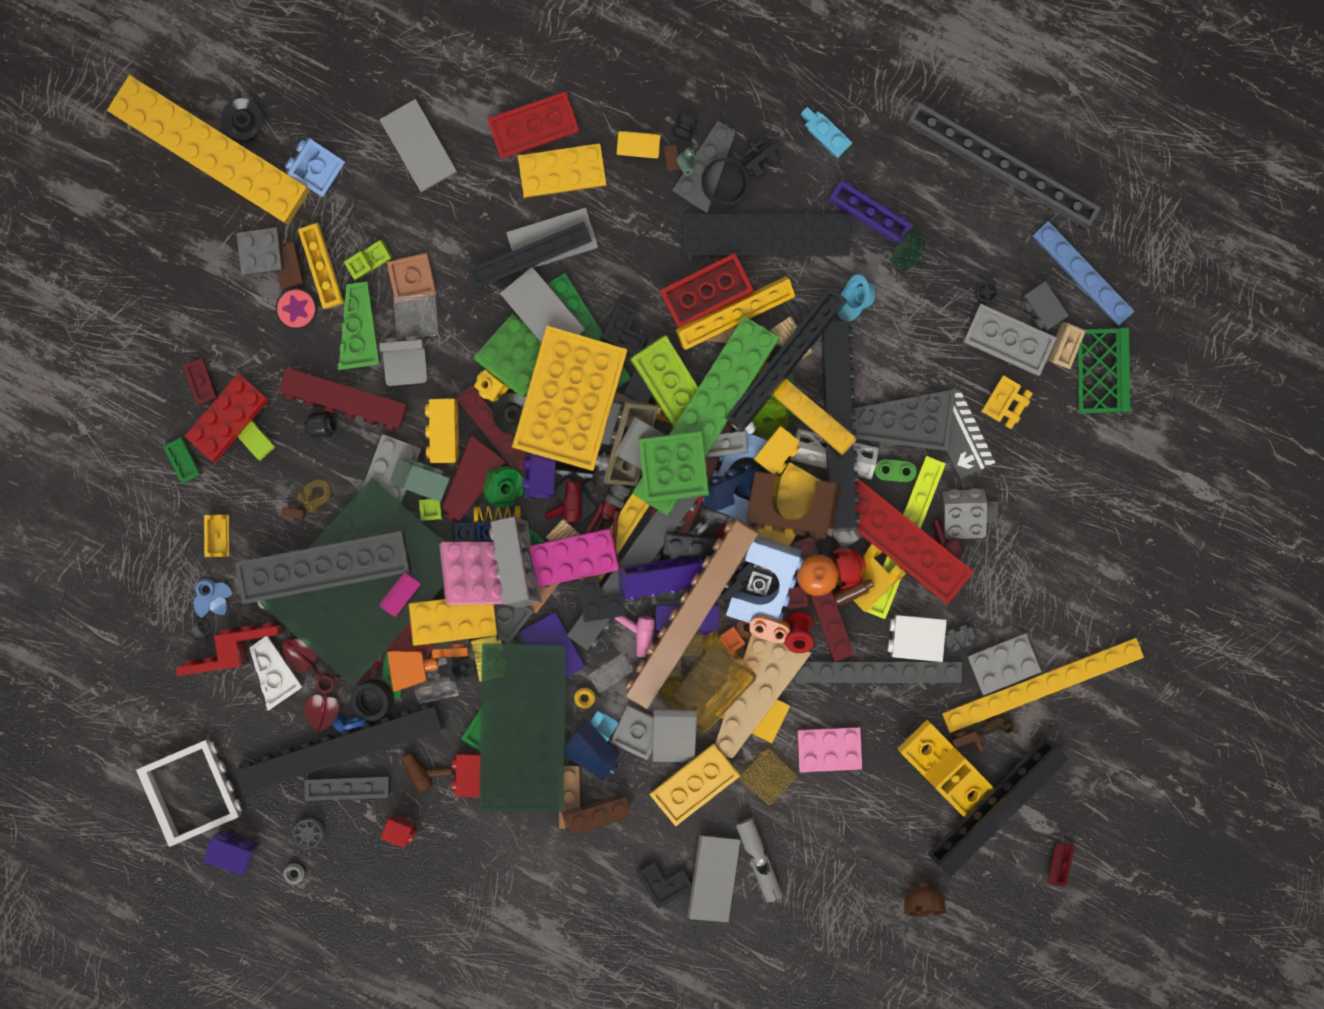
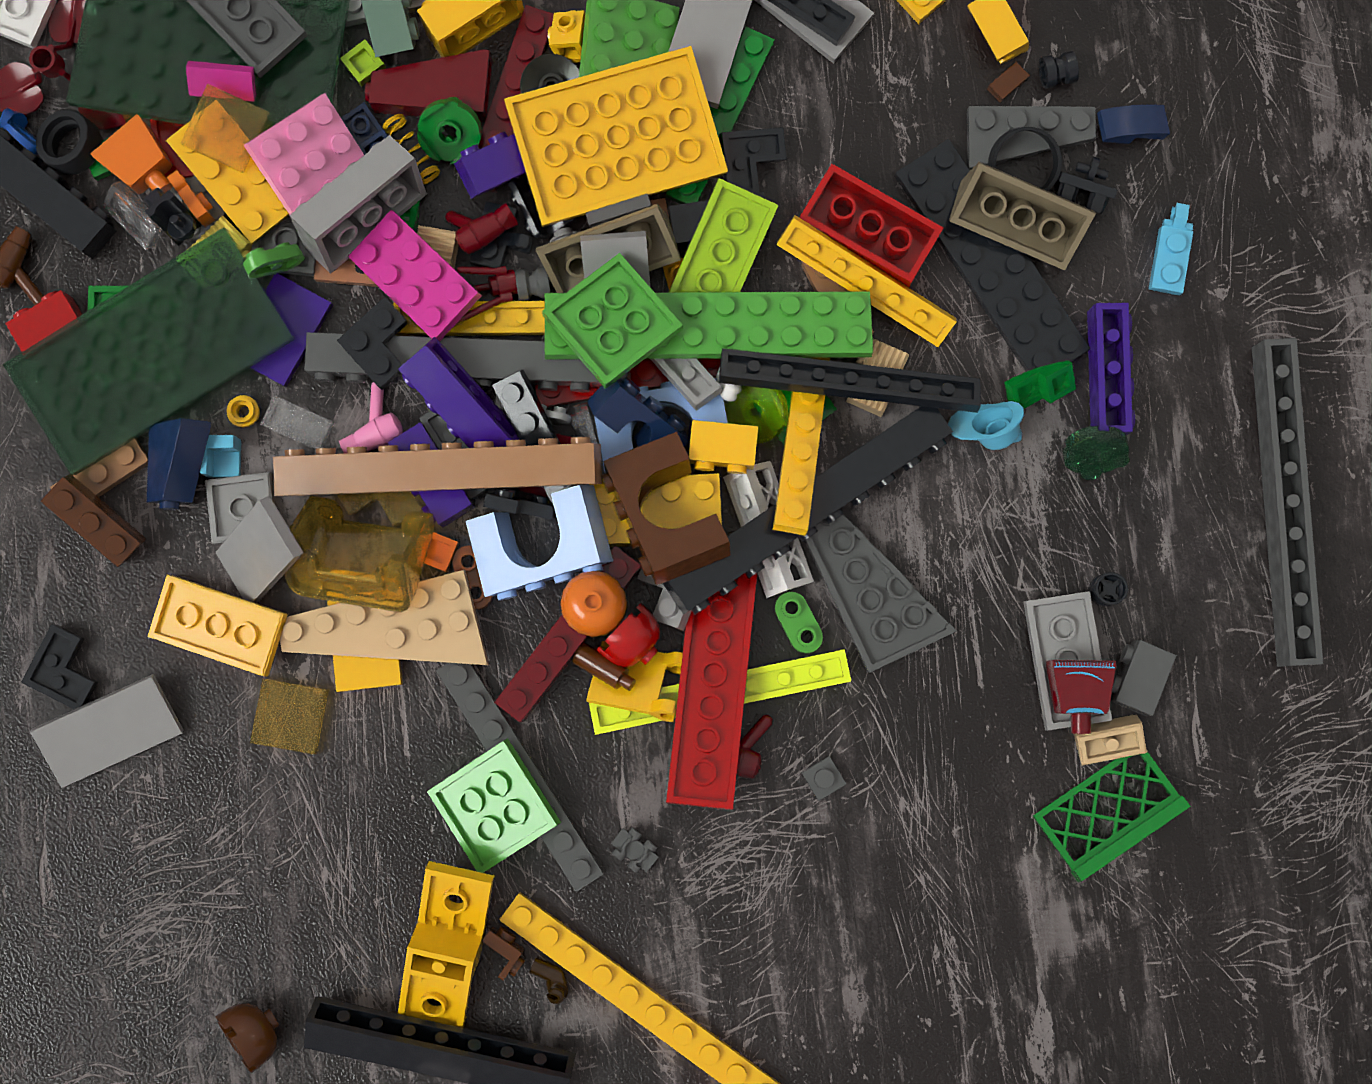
camera: 60 degrees right, 5 degrees down
(429, 609) = (223, 127): none -> clear yellow tile
(516, 622) = (272, 261): none -> bright green plate
(684, 161) = (1017, 96): sand green arm -> none
(741, 106) = (1132, 122): none -> dark blue slope
(754, 206) = (1020, 215): none -> dark tan slope
(754, 847) = (183, 756): light grey piece -> none
(760, 580) = (539, 538): light grey slope -> none
(770, 628) = (485, 587): orange plate -> none
(797, 598) = (547, 600): dark red plate -> none
(800, 624) = (515, 627): red hose -> none
(829, 749) = (376, 774): bright pink plate -> none
(852, 252) = (1044, 382): none -> green slope
(888, 697) = (493, 806): none -> plate
(917, 638) = (597, 794): white brick -> none
(965, 513) = (802, 750): light grey bracket -> none
(966, 443) = (897, 690): dark grey sticker -> none
(1001, 398) = (984, 700): yellow plate -> none
(1004, 664) = (637, 933): light grey plate -> none
(1030, 344) = (1081, 689): none -> dark red torso
(1083, 273) = (1216, 701): medium blue plate -> none

